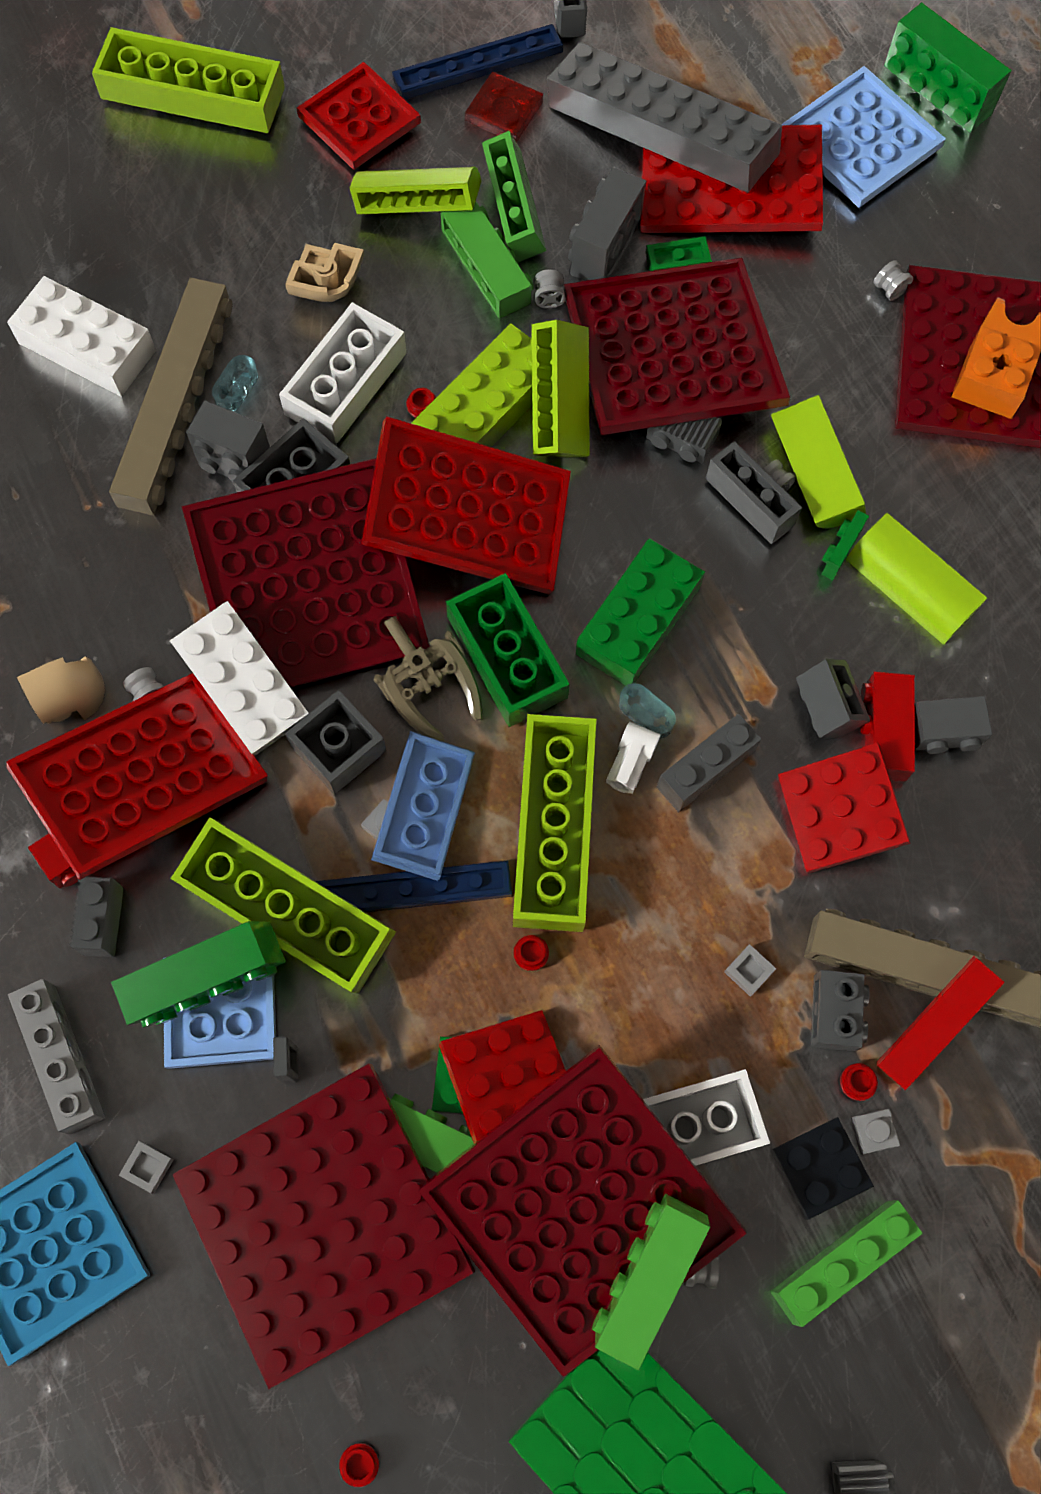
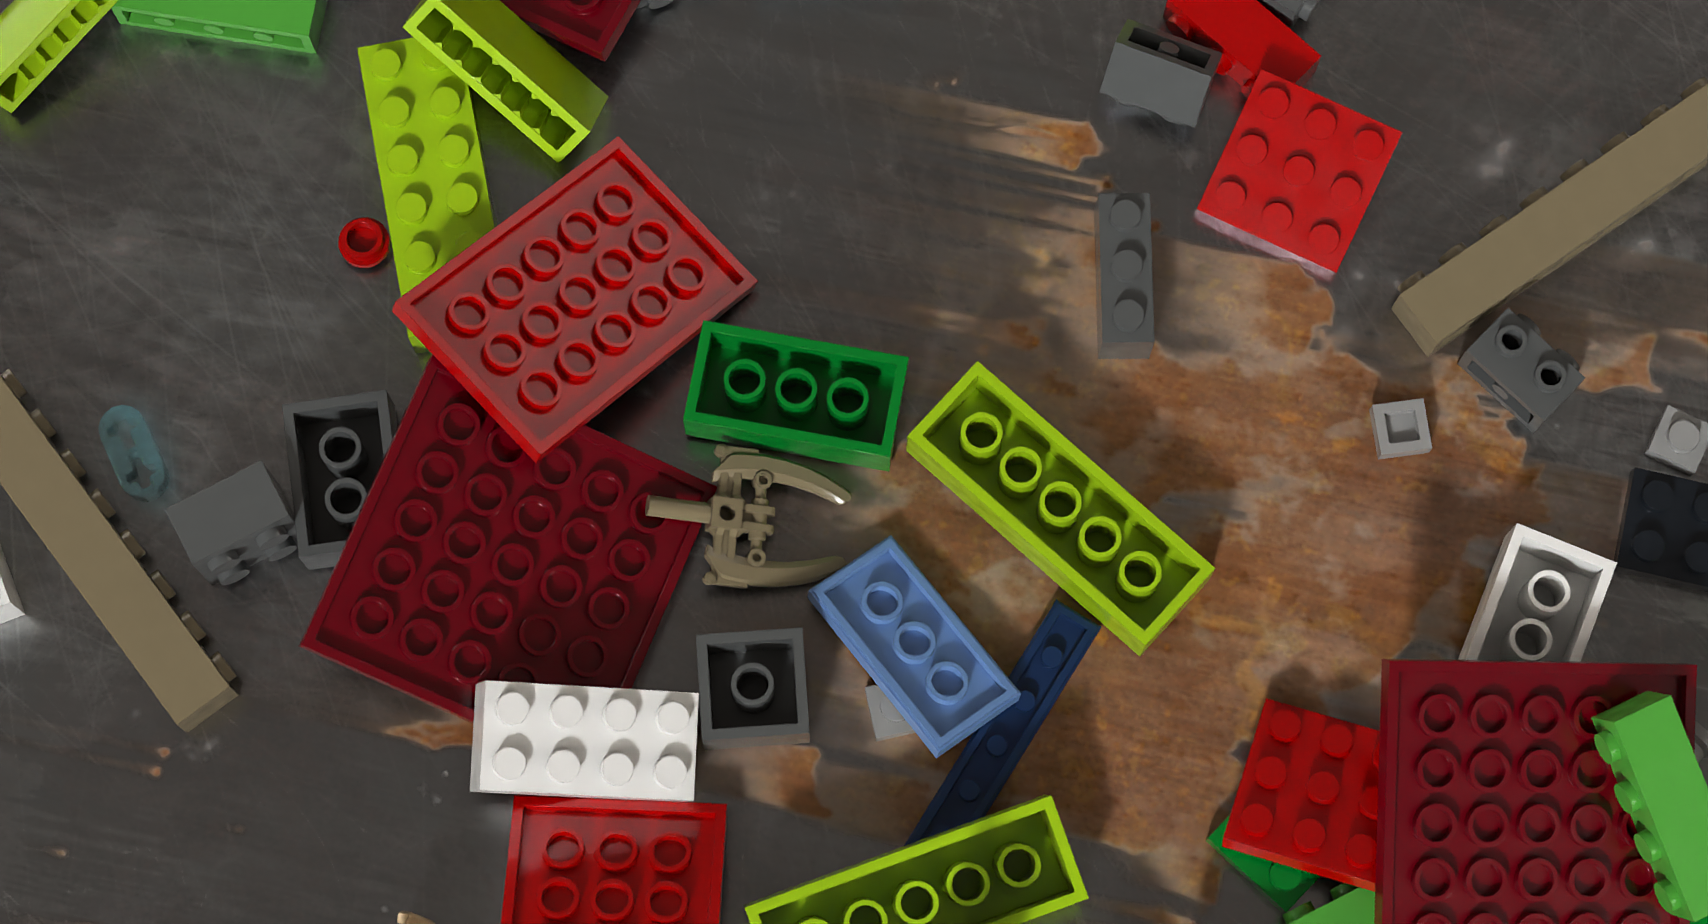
camera: 50 degrees left, 5 degrees up
(141, 682) = (483, 872): light grey wheel -> none
(324, 273) = (76, 218): tan brick -> none
(344, 372) = (246, 306): white brick -> none
(531, 953) = (1188, 659): red plate -> none
(634, 751) = (1038, 344): white piece -> none
(639, 613) = (873, 203): green brick -> none
(651, 704) = (995, 282): clear light blue beam -> none
(858, 1082) = (1613, 413): red plate -> none
(939, 1022) = (1622, 271): red tile -> none

